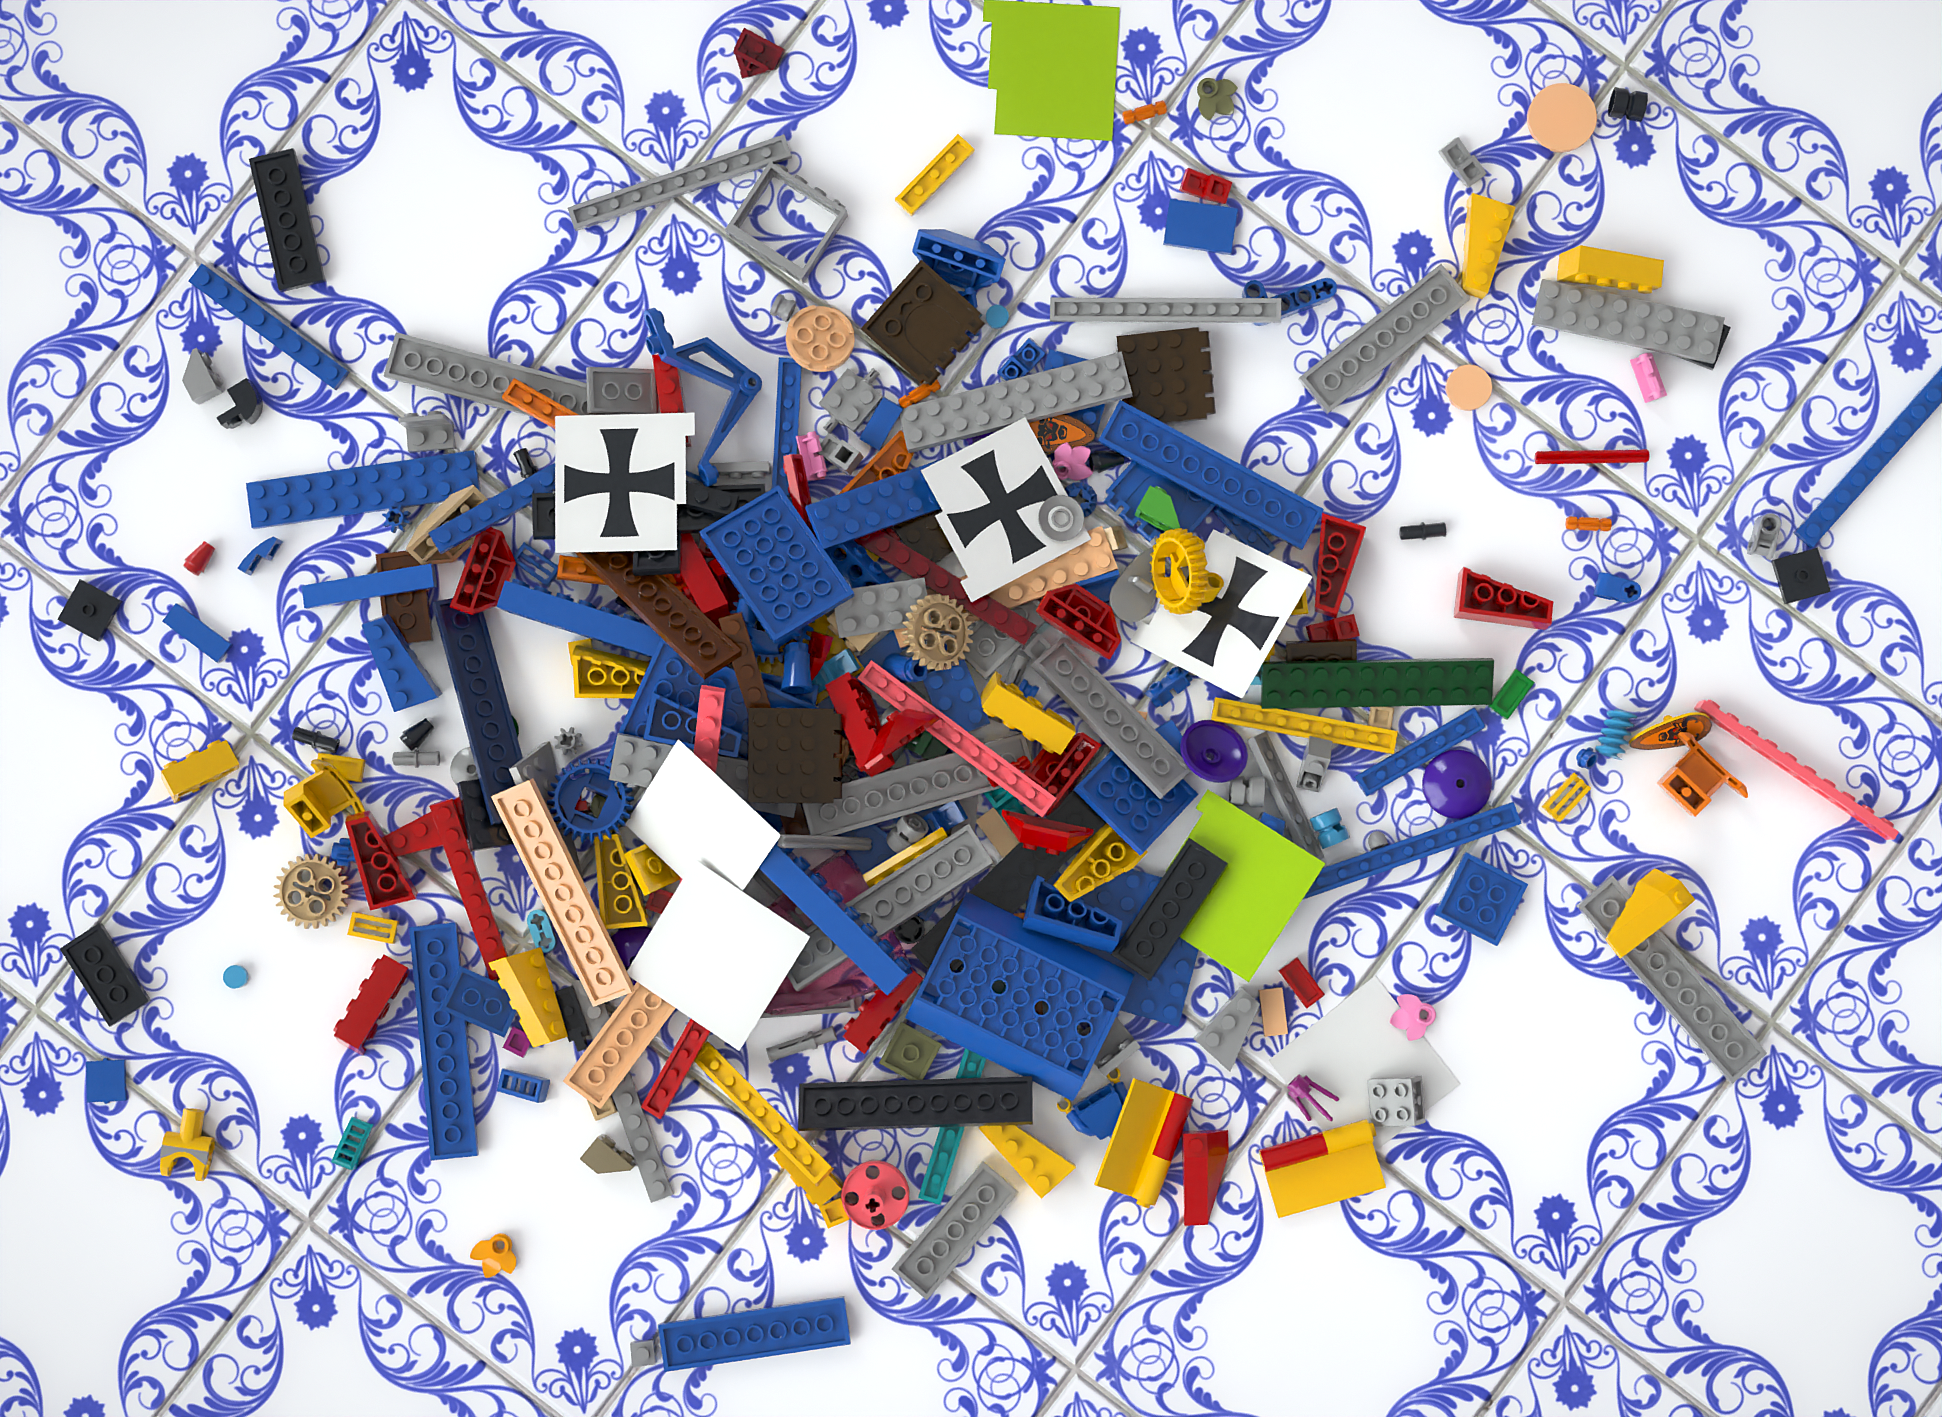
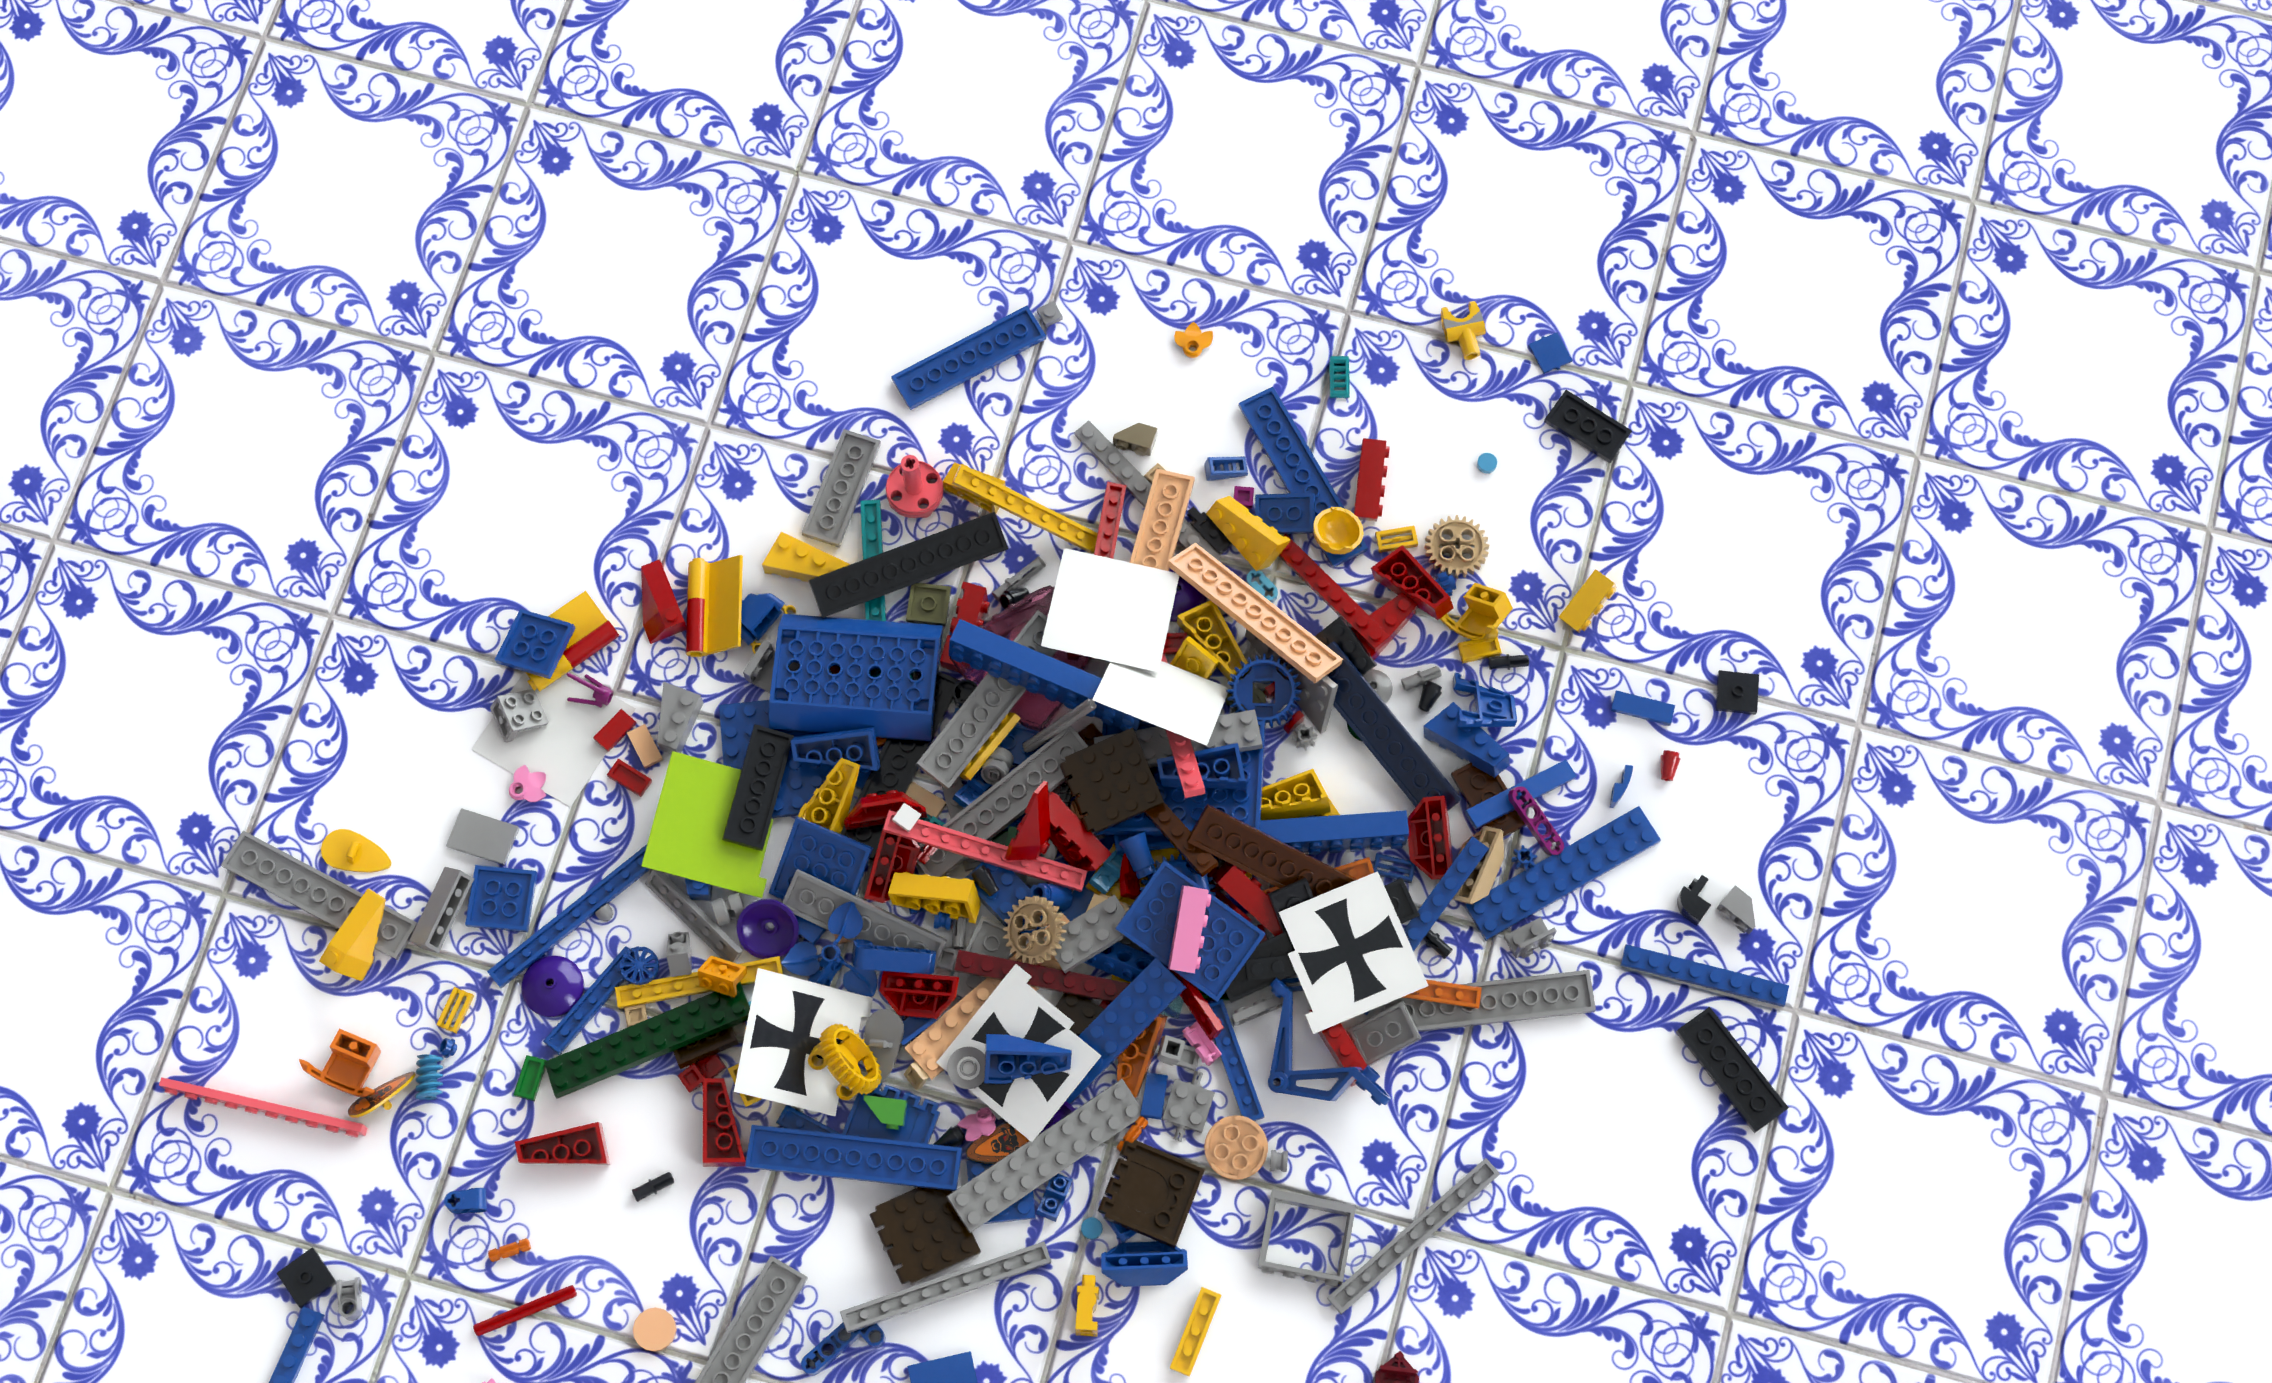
camera: 160 degrees right, 15 degrees down
(353, 695) = (1492, 706): none -> blue wing
(368, 549) = (1533, 823): none -> magenta beam
(432, 952) = (1337, 530): none -> yellow cylinder
(565, 763) = (1297, 719): none -> red tile
(778, 560) = (1188, 929): none -> bright pink brick
(815, 1022) = (1012, 596): none -> black cone
(833, 1213) = (942, 464): yellow plate -> none
(968, 707) = (985, 880): none -> black cone
(1011, 505) = (1016, 1057): none -> blue wedge
(1027, 800) = (906, 817): none -> white tile
(1033, 235) = (1086, 1306): none -> yellow hips
(1087, 493) = (954, 1105): blue gear -> none
(1097, 663) = (892, 959): none -> blue beam
(1129, 722) = (803, 957): none -> blue plant
(1279, 718) = (721, 975): none -> light orange bracket
(1299, 1042) = (614, 730): none -> red tile
(1329, 828) = (646, 903): dark azure wheel -> none
(1354, 1172) = (535, 643): none -> blue plate
(1360, 766) = (639, 965): none -> blue wheel
(1478, 977) = (482, 836): none -> light grey tile
(1548, 909) = (441, 909): none -> light grey brick
(1620, 1015) = (353, 852): none -> yellow shield

